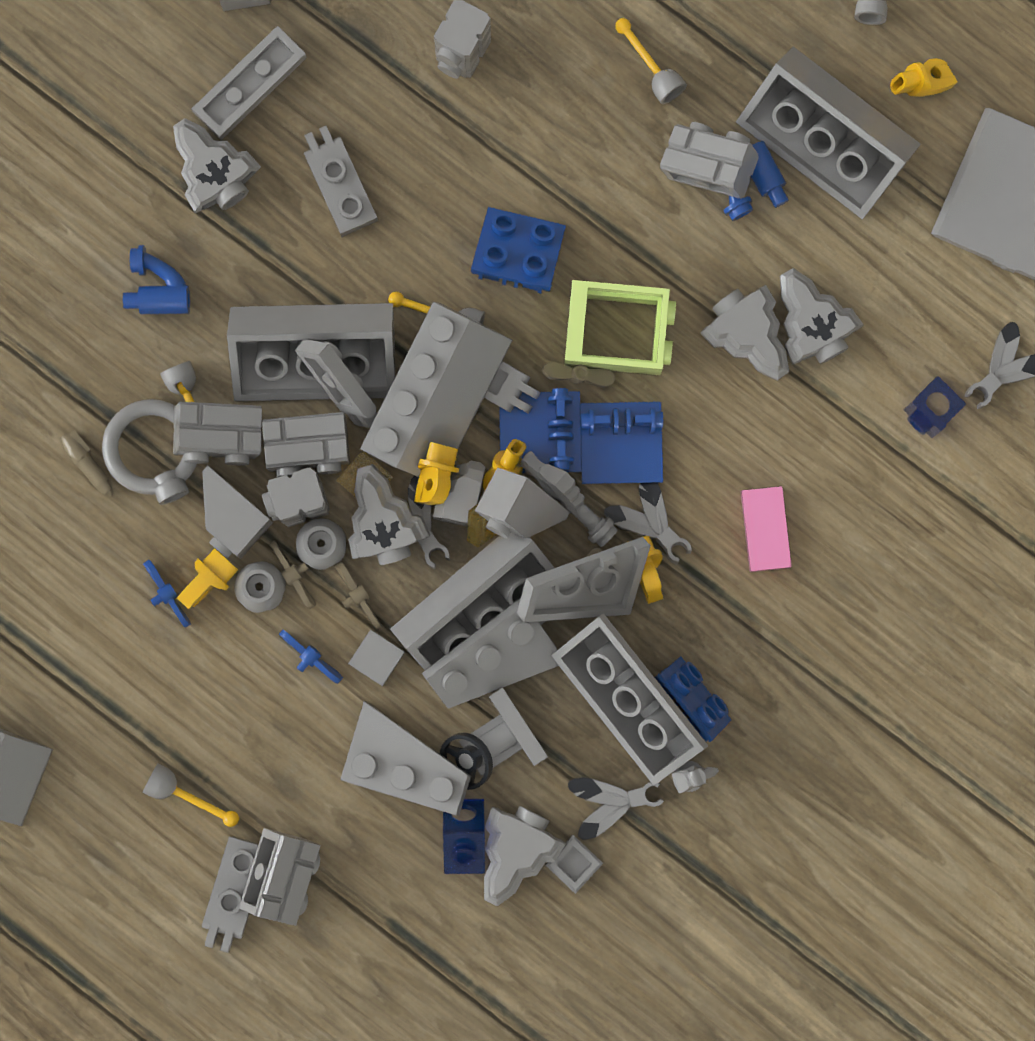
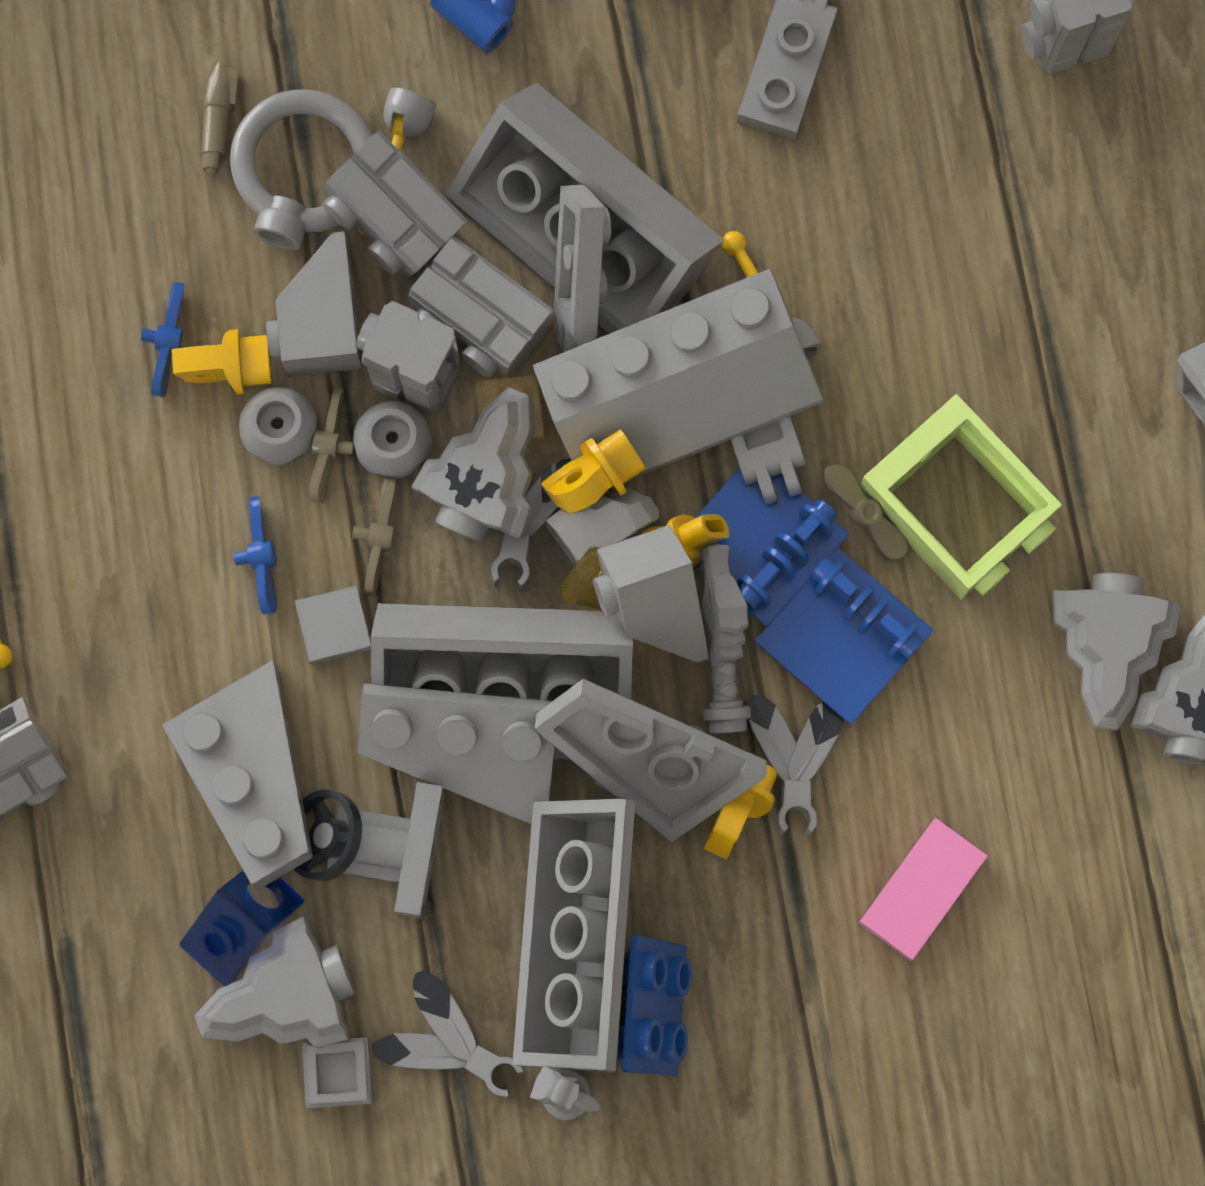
camera: 45 degrees right, 5 degrees down
(518, 250) = (924, 310): blue hinge -> none

